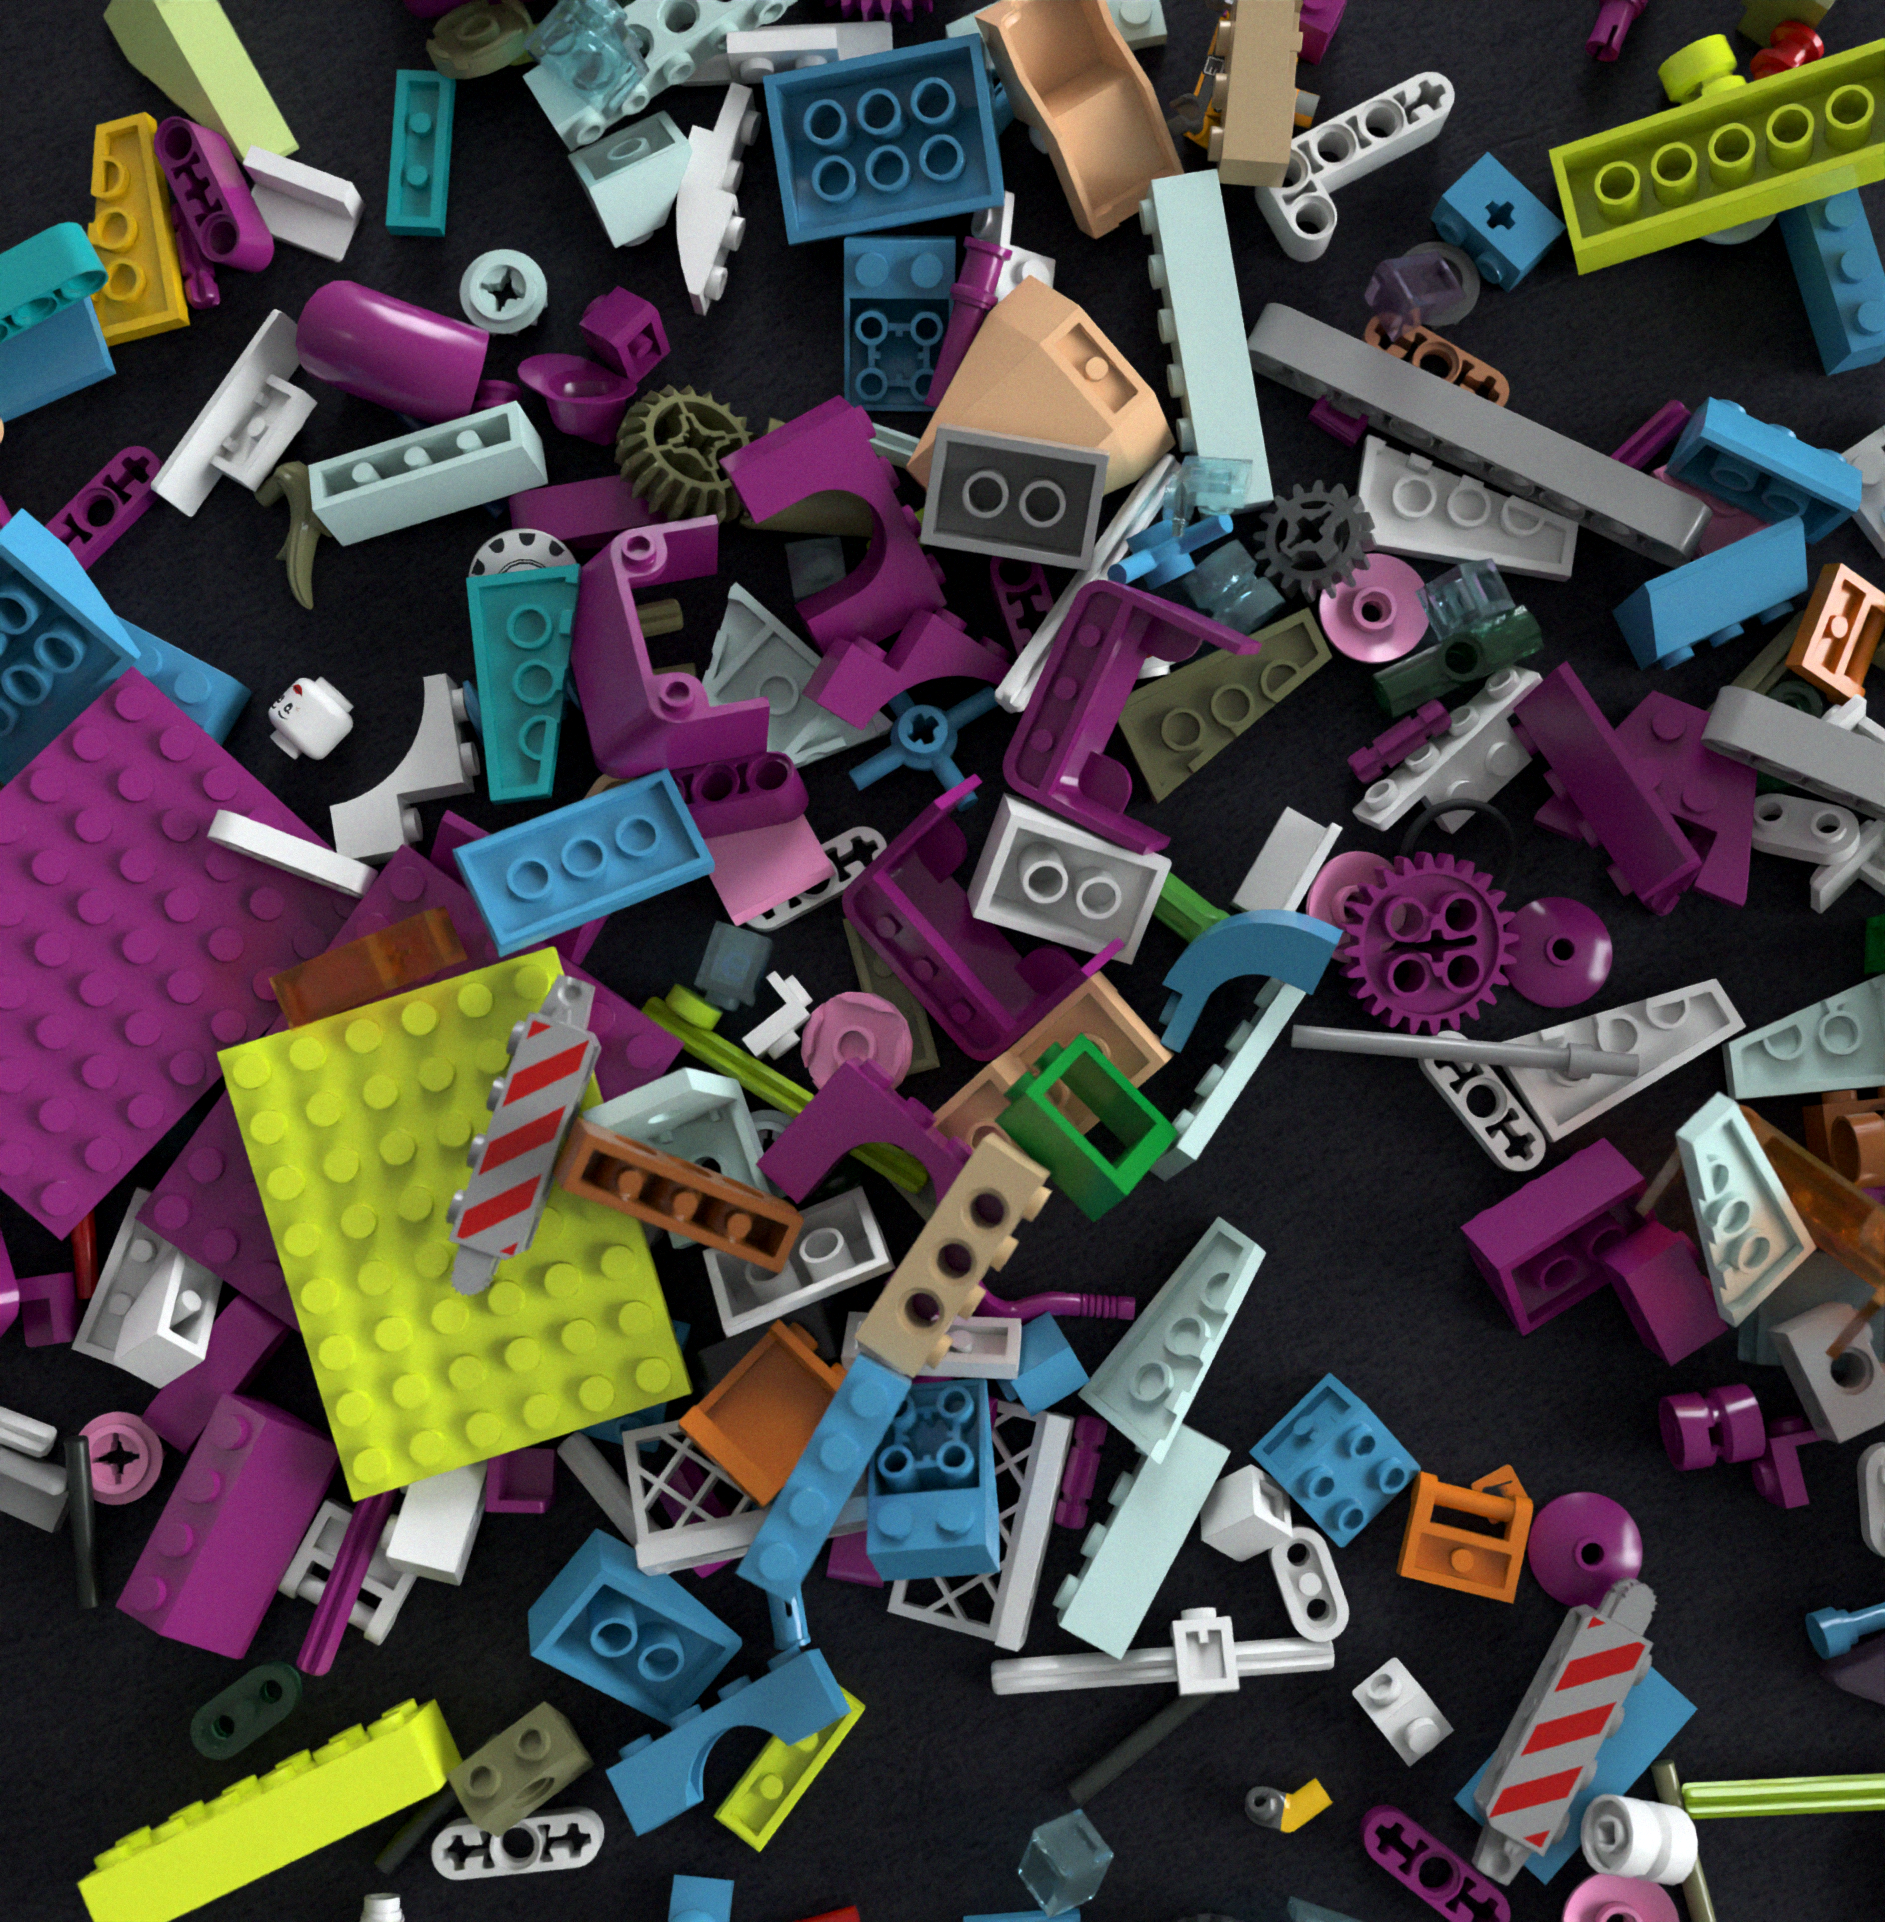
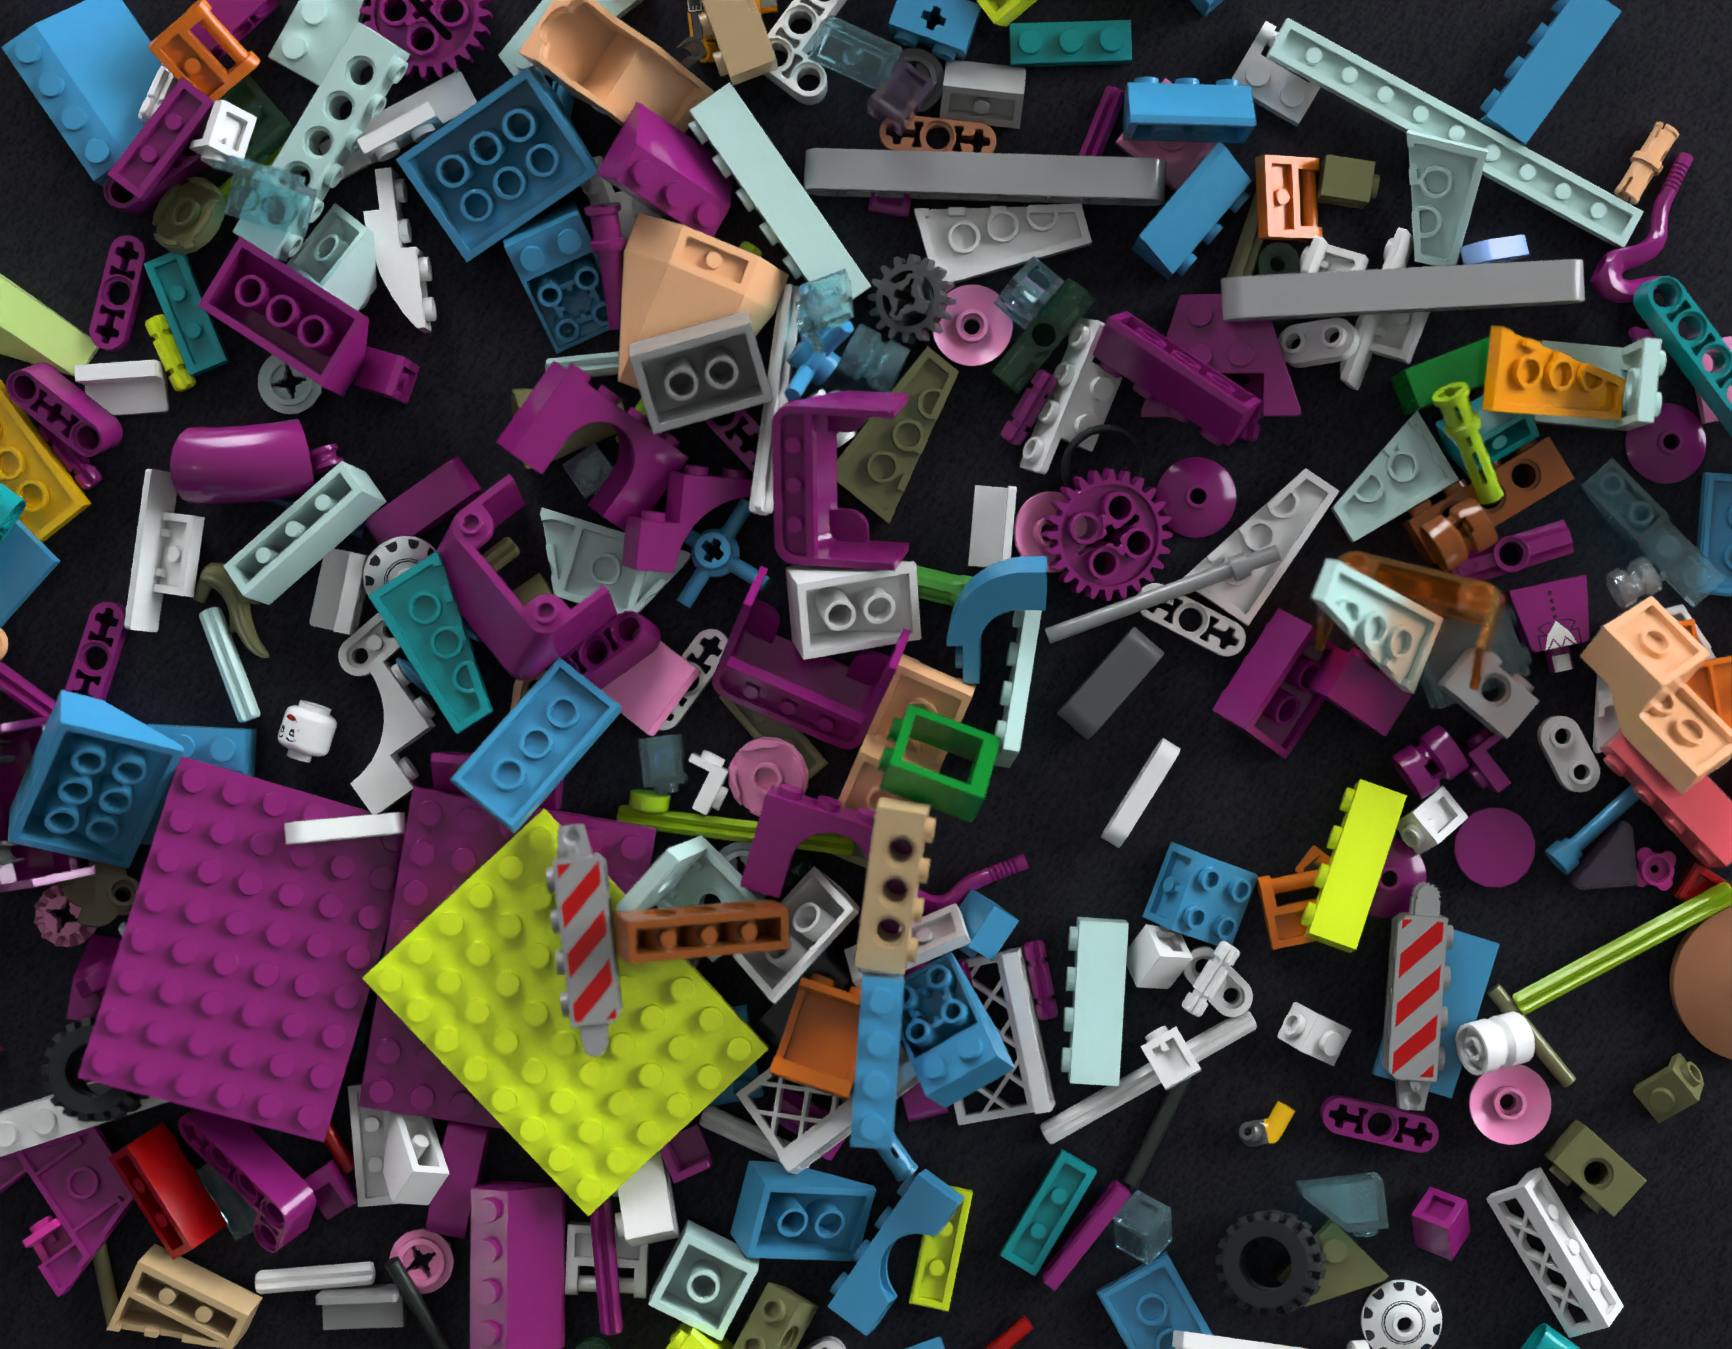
camera: 25 degrees left, 5 degrees up
(258, 596) = (229, 664): none -> light aqua axle
(354, 119) = (109, 279): none -> magenta beam
(368, 967) = (432, 879): clear orange slope -> none
(375, 192) = (169, 353): none -> neon yellow axle
(436, 572) = (339, 592): none -> white panel
(446, 642) = (374, 640): none -> white plate
(462, 1659) = (703, 1280): none -> light aqua brick
(541, 203) = (288, 316): none -> magenta slope
(579, 394) = (375, 427): magenta piece -> none
(683, 471) = (469, 424): olive gear -> none
(950, 1783) = (1048, 1212): none -> teal plate
(985, 1836) = (1085, 1234): none -> magenta tile
(1086, 241) = (667, 172): none -> magenta slope
(1169, 1348) = (1059, 879): light aqua wing -> none
(1303, 1575) = (1210, 978): none -> white axle
(1320, 1291) = (1140, 793): none -> white beam
(1345, 1133) = (1110, 683): none -> dark grey beam
(1384, 207) = (854, 52): none -> clear light blue slope
(1515, 340) = (983, 93): none -> light grey panel
(1555, 1516) = (1354, 865): none -> neon yellow brick
(1649, 330) = (1070, 43): none -> teal plate
(1677, 1505) = (1431, 821): none -> white bracket
(1743, 1577) = (1493, 847): none -> magenta tile

